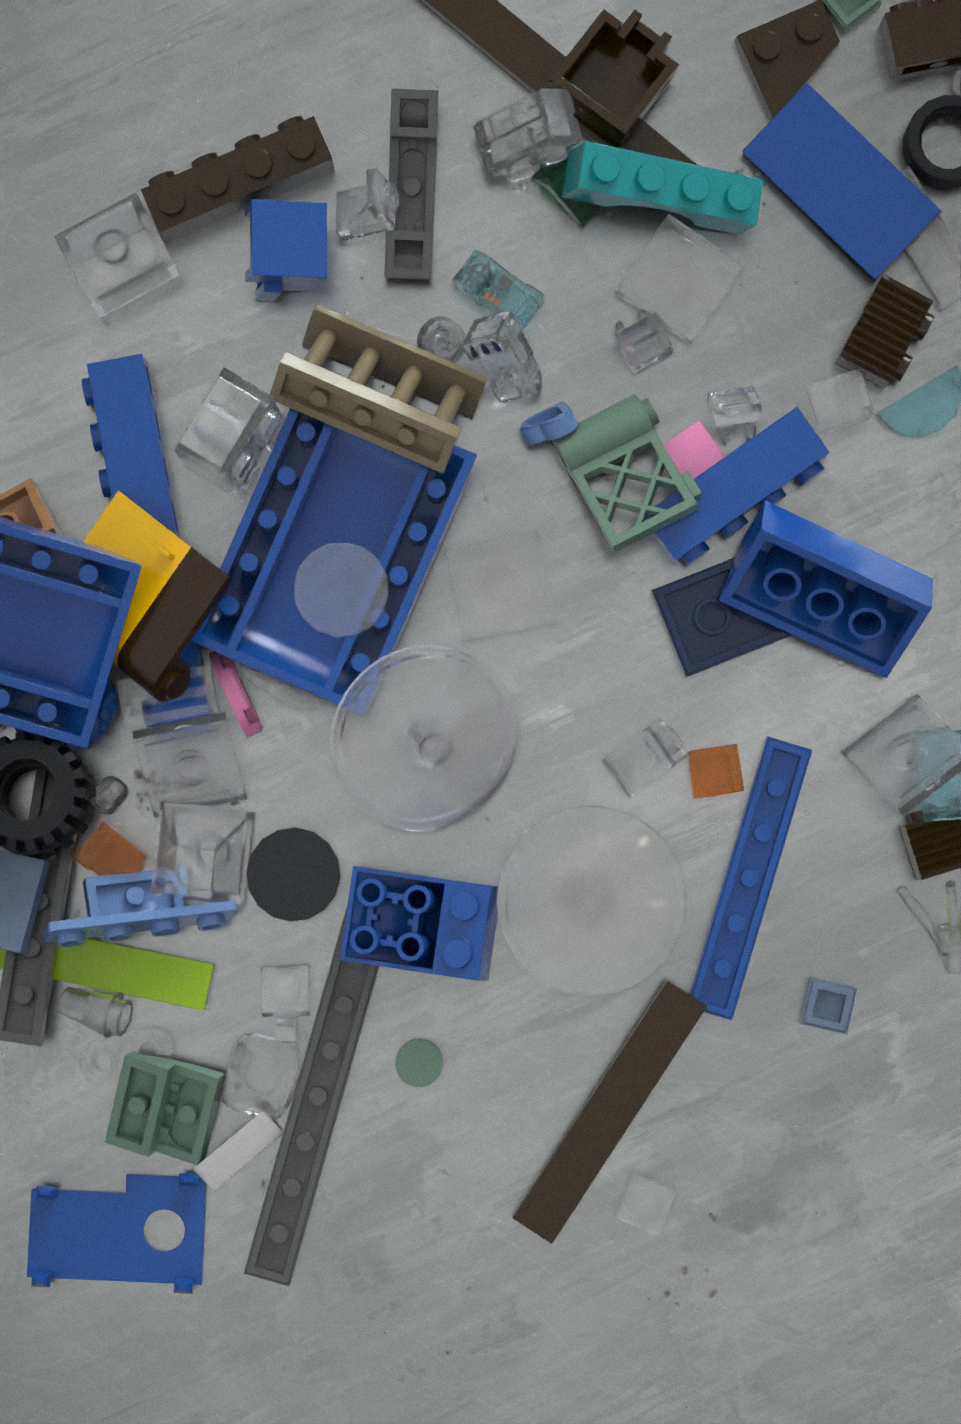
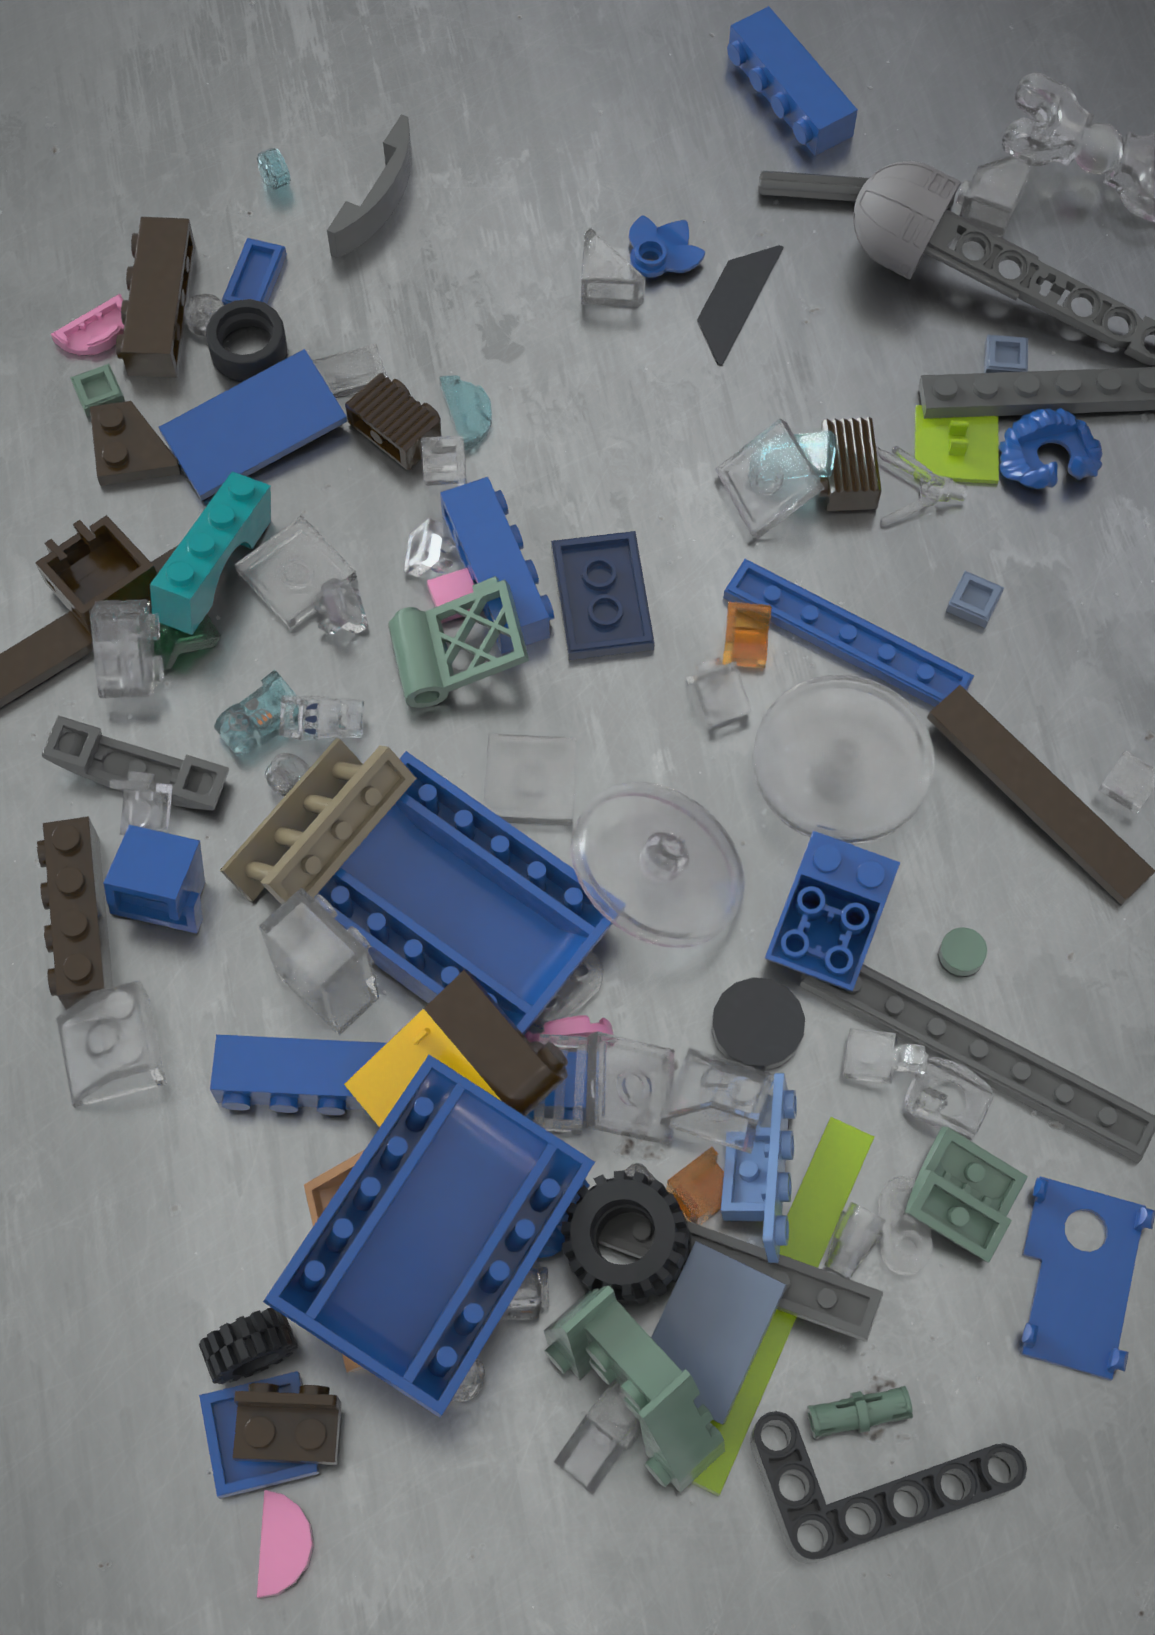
camera: 75 degrees left, 20 degrees down
(238, 1150) = (1019, 1137): white sticker -> none
(341, 589) = (500, 894): clear tile -> none
(549, 424) = (393, 699): medium blue tile -> none
(827, 589) = (607, 508): blue slope -> none

